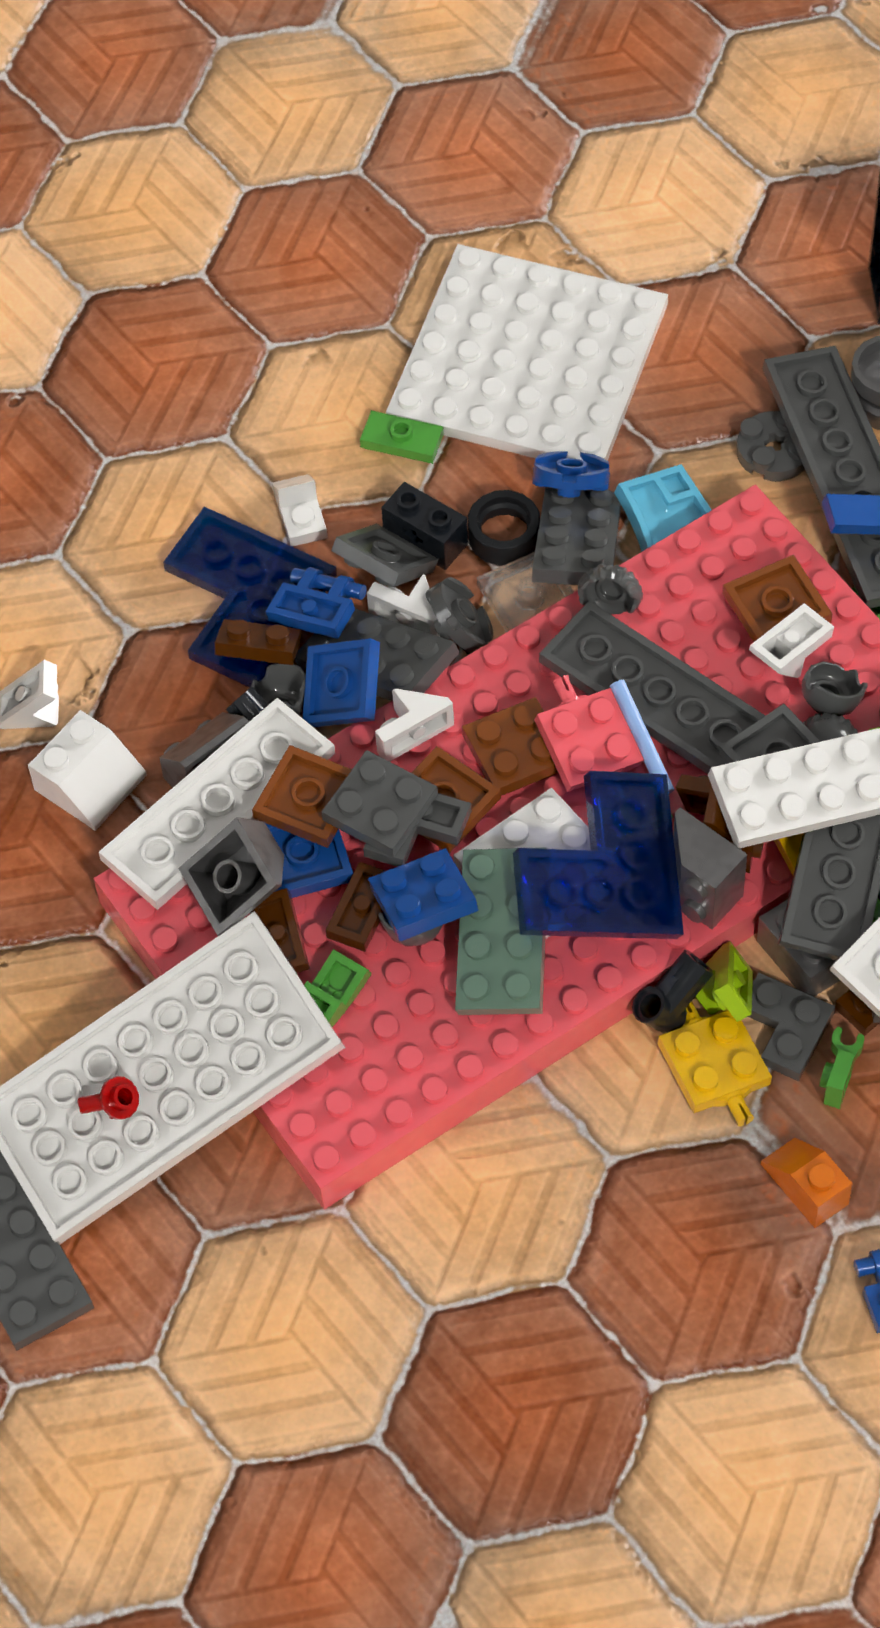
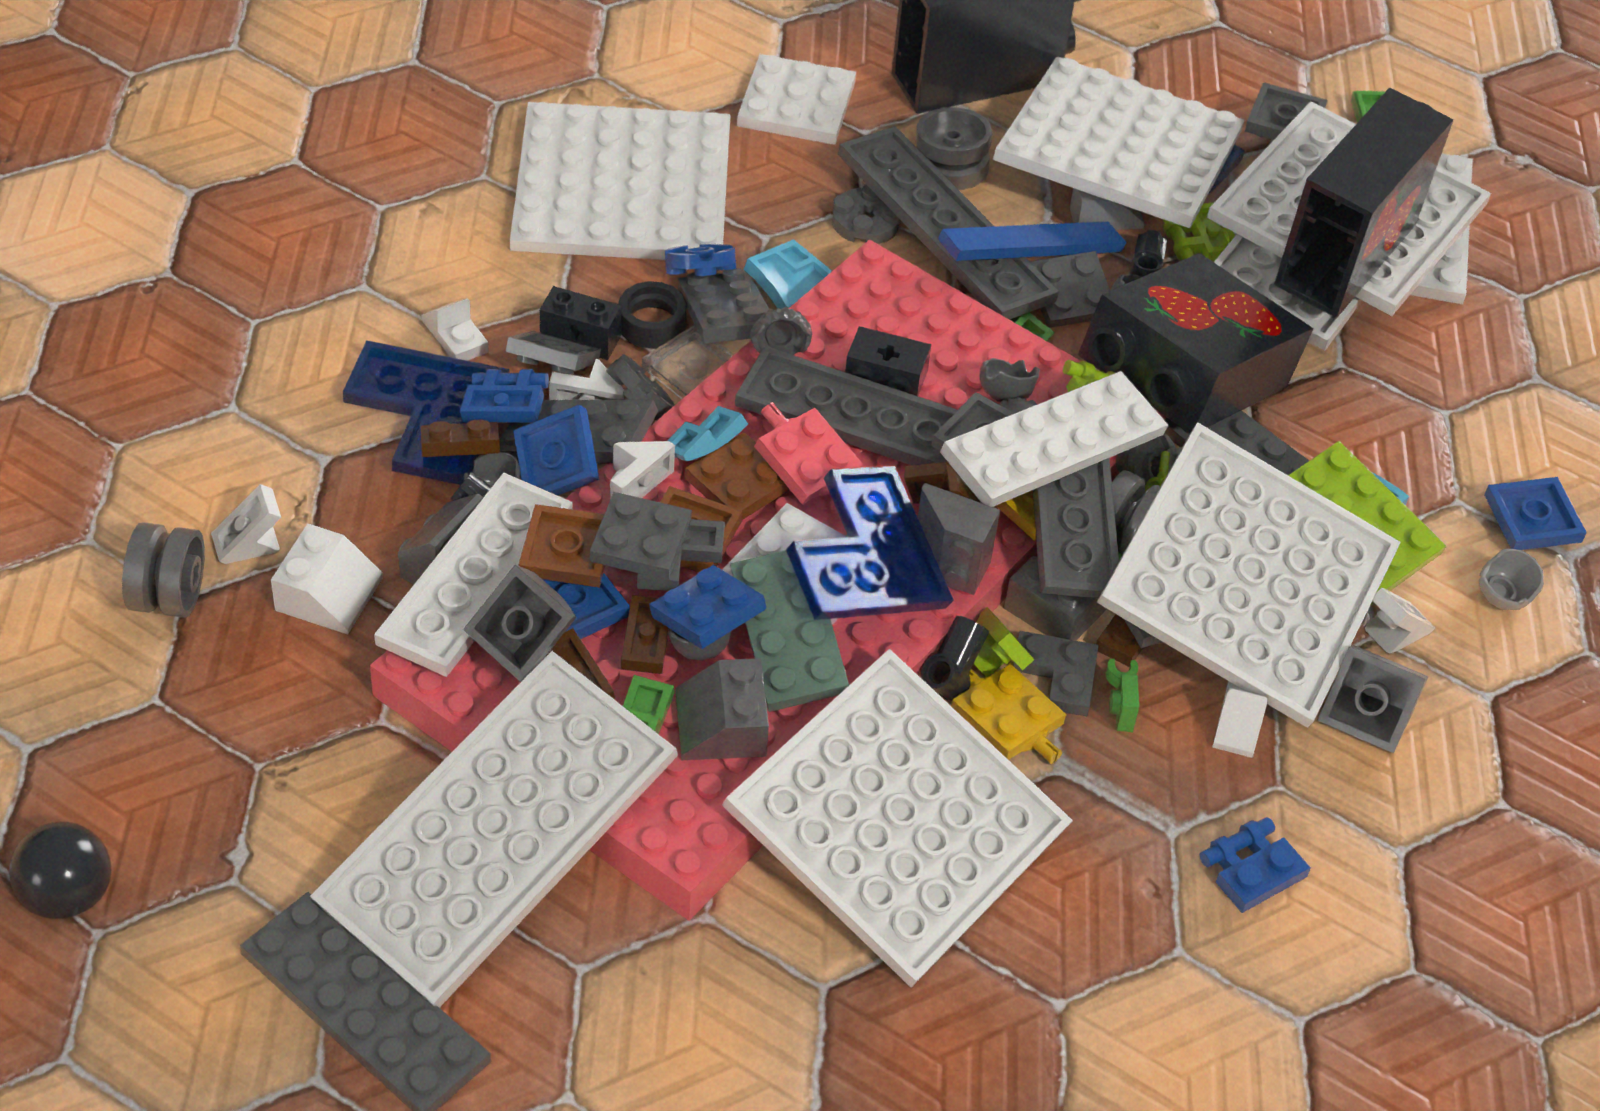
camera: 25 degrees left, 10 degrees down
(117, 1098) = (465, 851): red plate -> none
(401, 437) = (530, 259): bright green plate -> none
(408, 1009) = (723, 712): none -> flat silver slope
(481, 700) = (714, 432): none -> medium azure slope
(553, 1153) = (898, 816): none -> white plate
(639, 731) = (846, 433): light blue bar -> none
(711, 644) = (889, 360): none -> black brick
(749, 285) = (796, 99): none -> white plate
(771, 595) = (932, 318): dark orange plate -> none
(792, 641) = (960, 345): white slope -> none
(809, 1180) = (1134, 792): orange slope -> none

